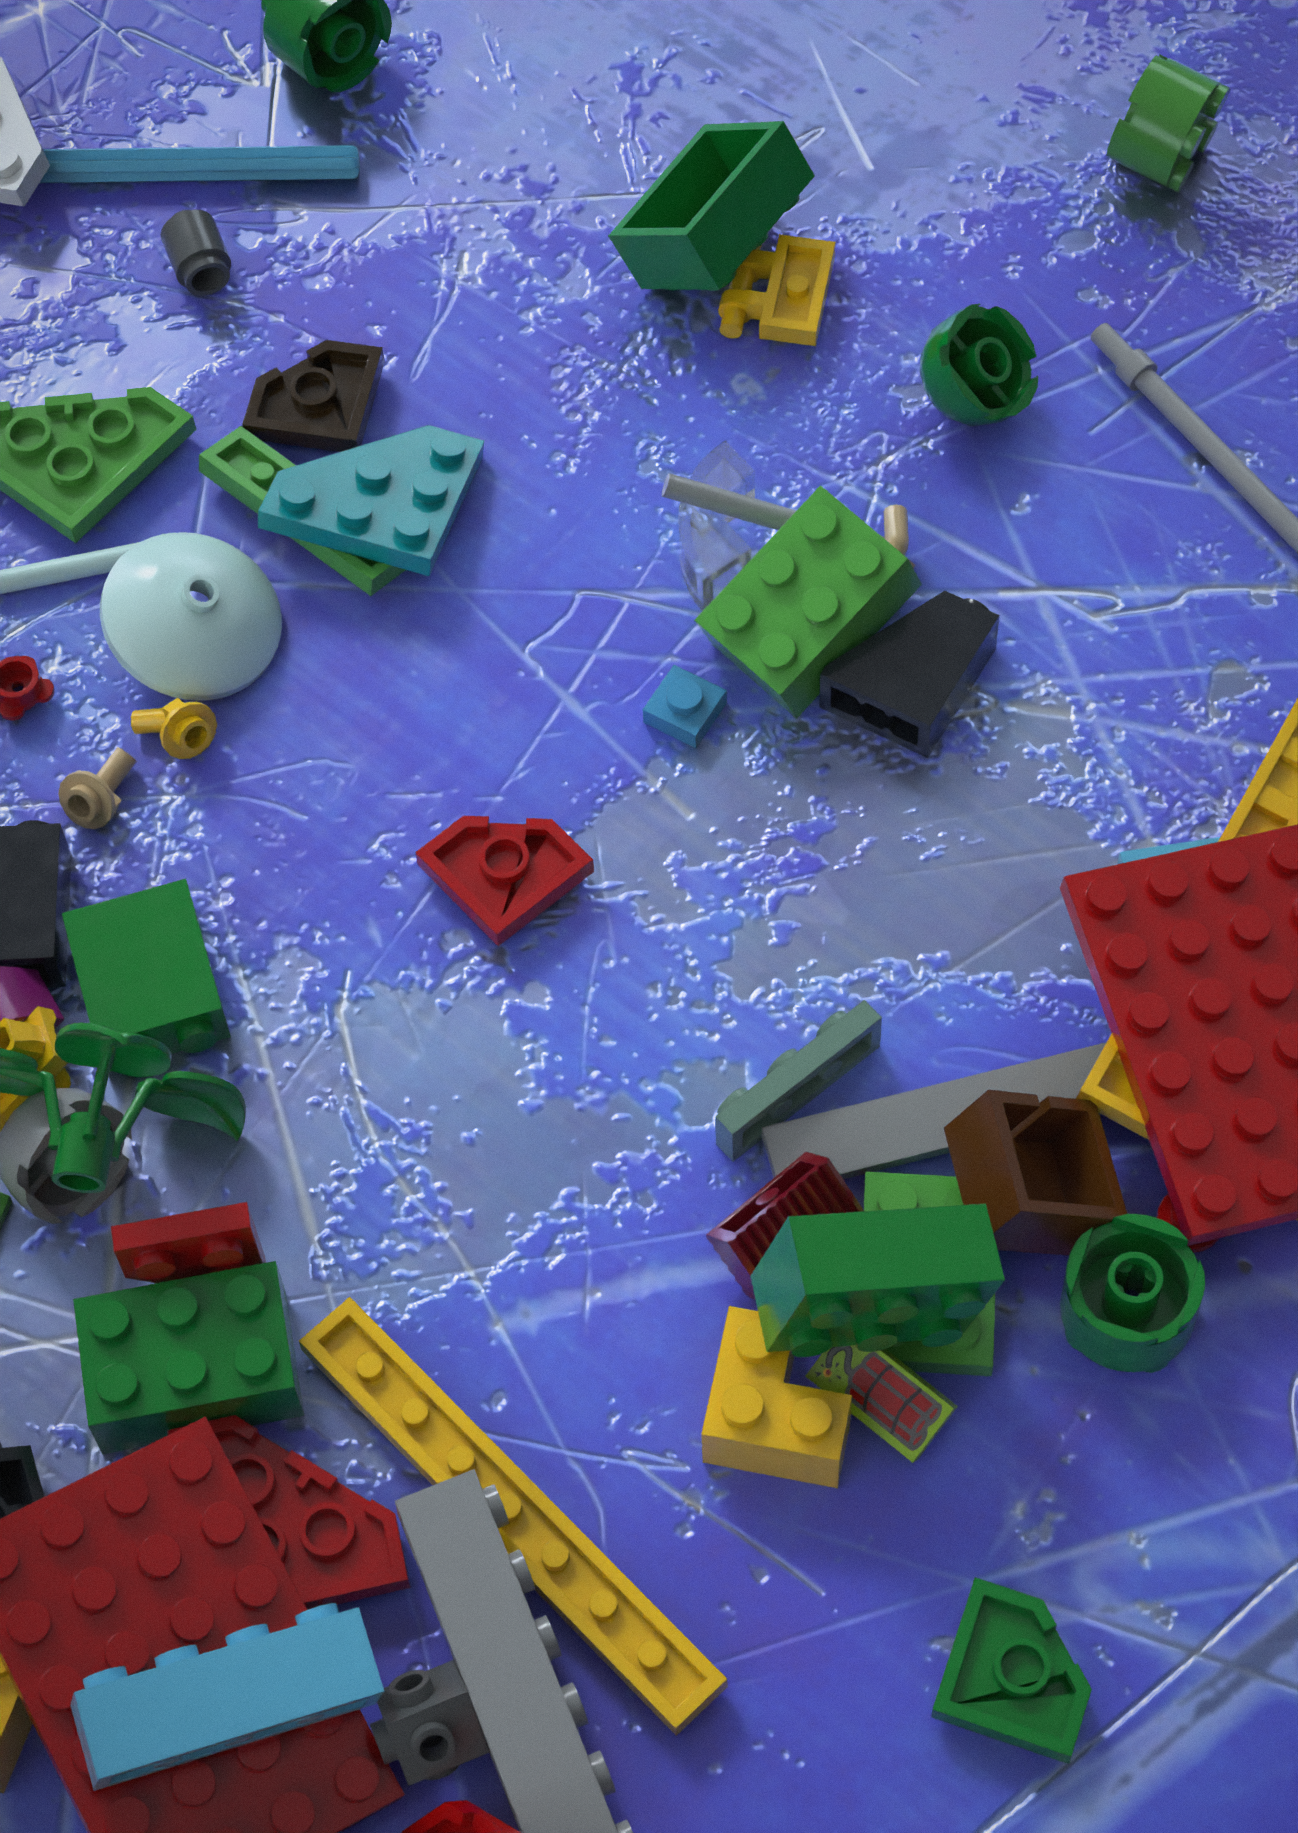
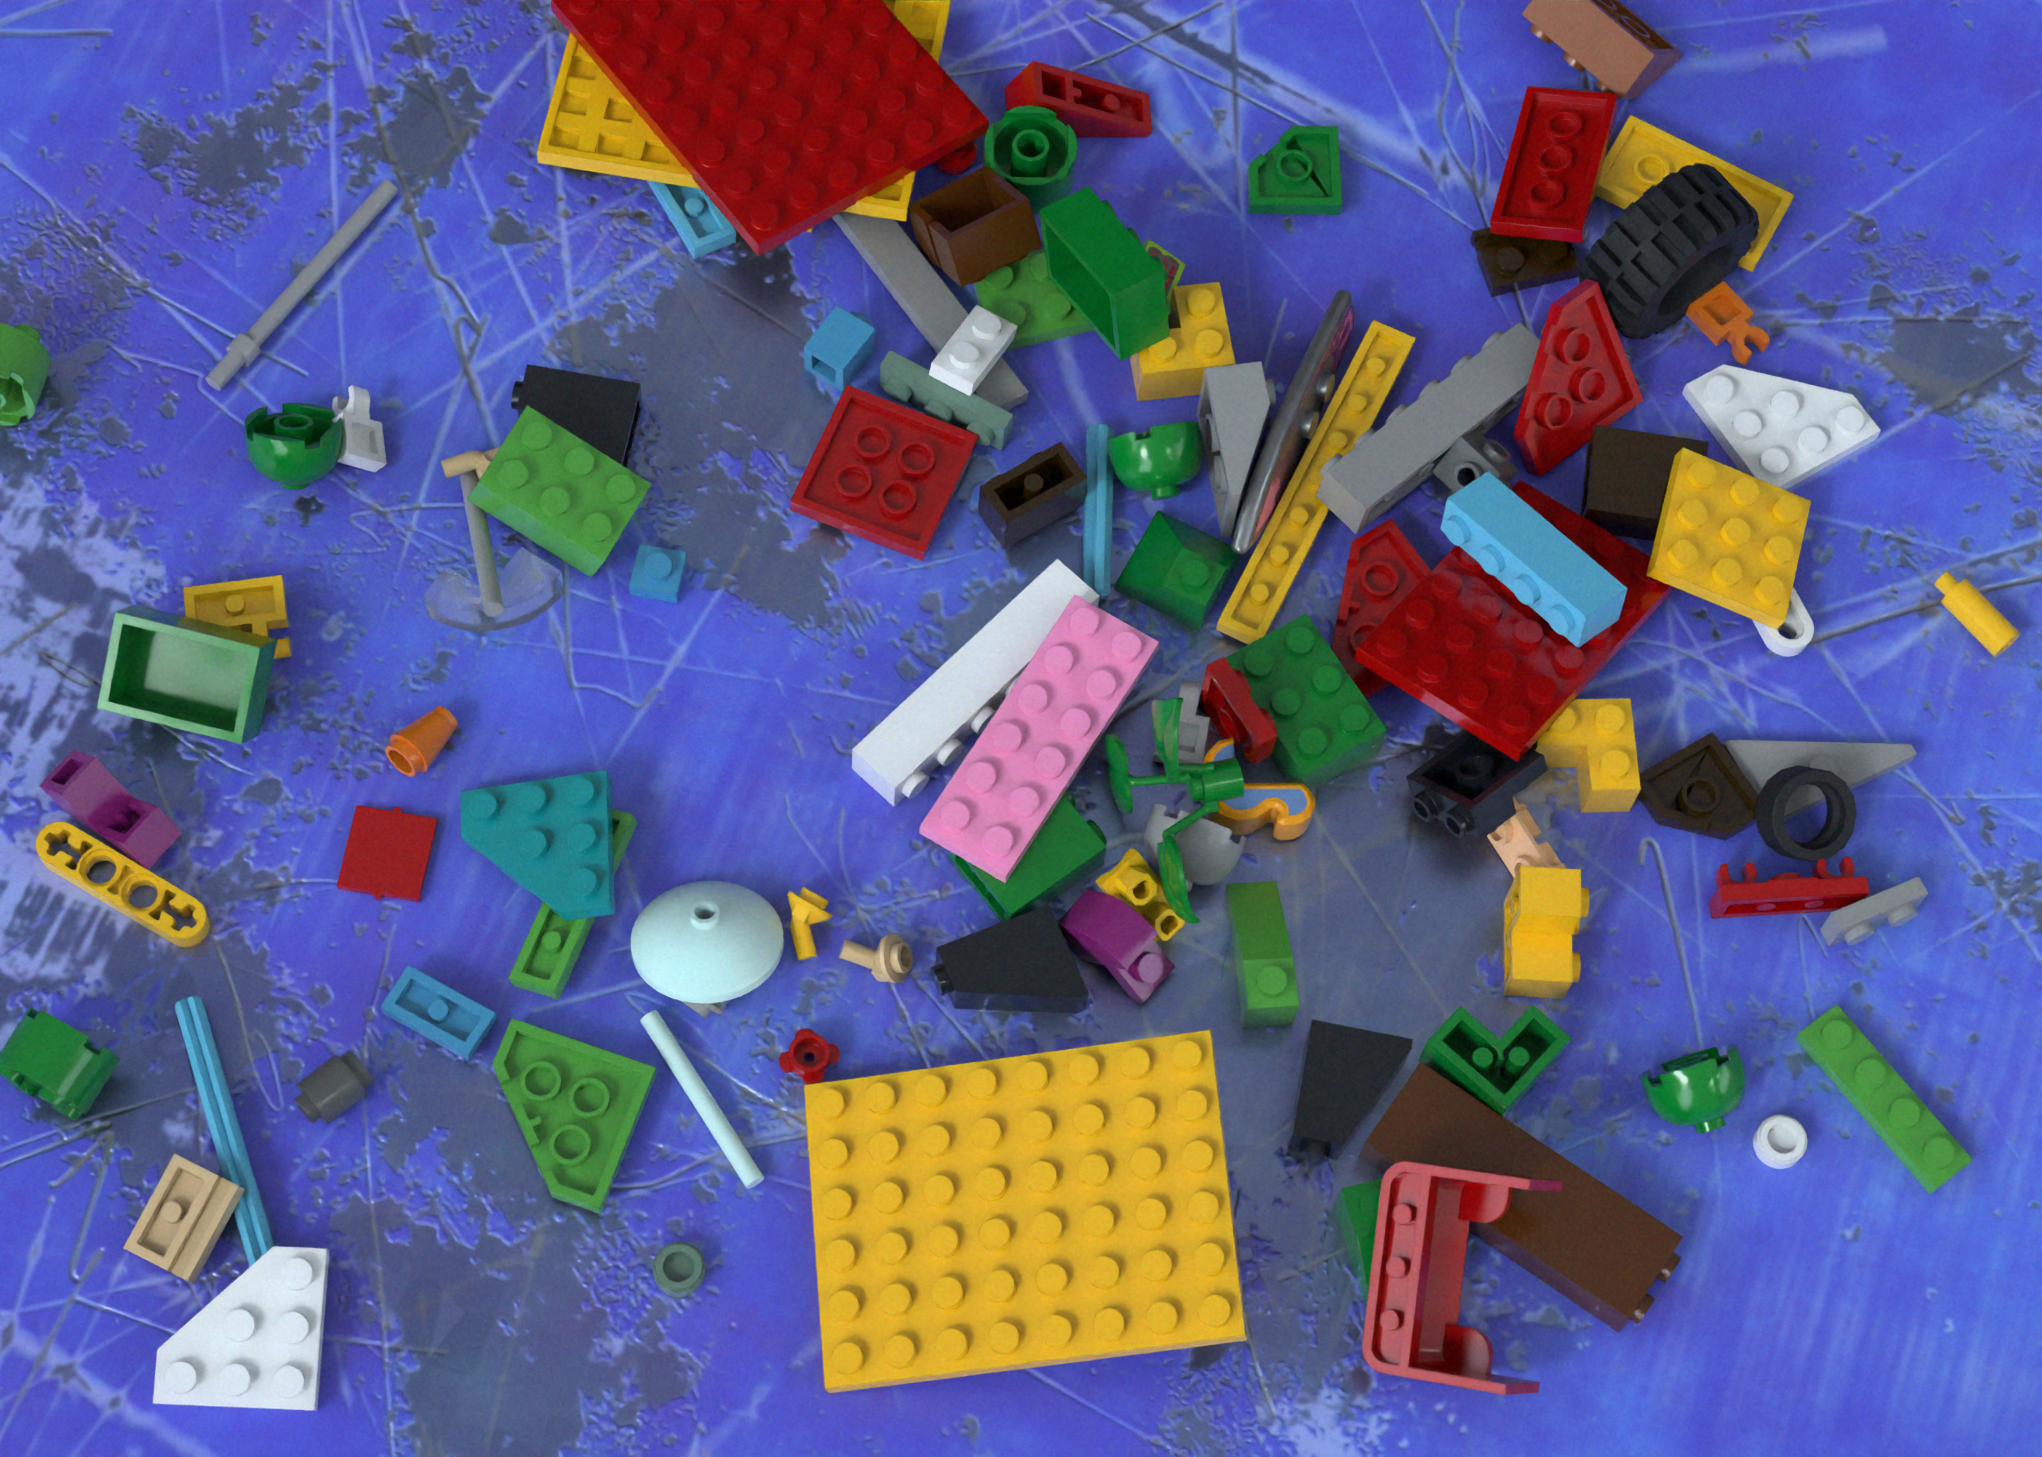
camera: 120 degrees left, 5 degrees up
(84, 1251) = (1282, 804): none -> light orange animal
(122, 104) = (184, 1218): none -> tan plate
(217, 1186) = (1192, 728): none -> light grey plate
(234, 361) = (439, 1013): none -> dark azure plate
(266, 1013) = (1039, 738): none -> bright pink plate
(318, 400) = (456, 933): dark brown plate -> none
(392, 995) = (964, 690): none -> white brick
(448, 369) = (387, 853): none -> red piece
(451, 1290) = (1178, 570): none -> green slope
(504, 870) = (847, 643): red plate -> none
(520, 142) = (120, 887): none -> yellow beam
(559, 417) = (420, 742): none -> orange cone
(576, 1218) = (1098, 510): none -> medium azure axle
(596, 1396) = (1232, 423): none -> light grey slope
(603, 1502) = (1295, 420): none -> flat silver piece
(609, 131) = (109, 810): none -> magenta brick
(613, 1125) = (1032, 495): none -> dark brown brick
(613, 1301) = (1158, 458): none -> green cylinder
(723, 981) = (884, 472): none -> red plate
(803, 1188) = (1062, 369): dark red brick -> none
(846, 1117) = (973, 350): none -> white plate
(920, 980) = (840, 347): none -> dark azure brick
(972, 445) = (362, 437): none -> white plate
(1212, 1405) = (1083, 102): none -> red slope

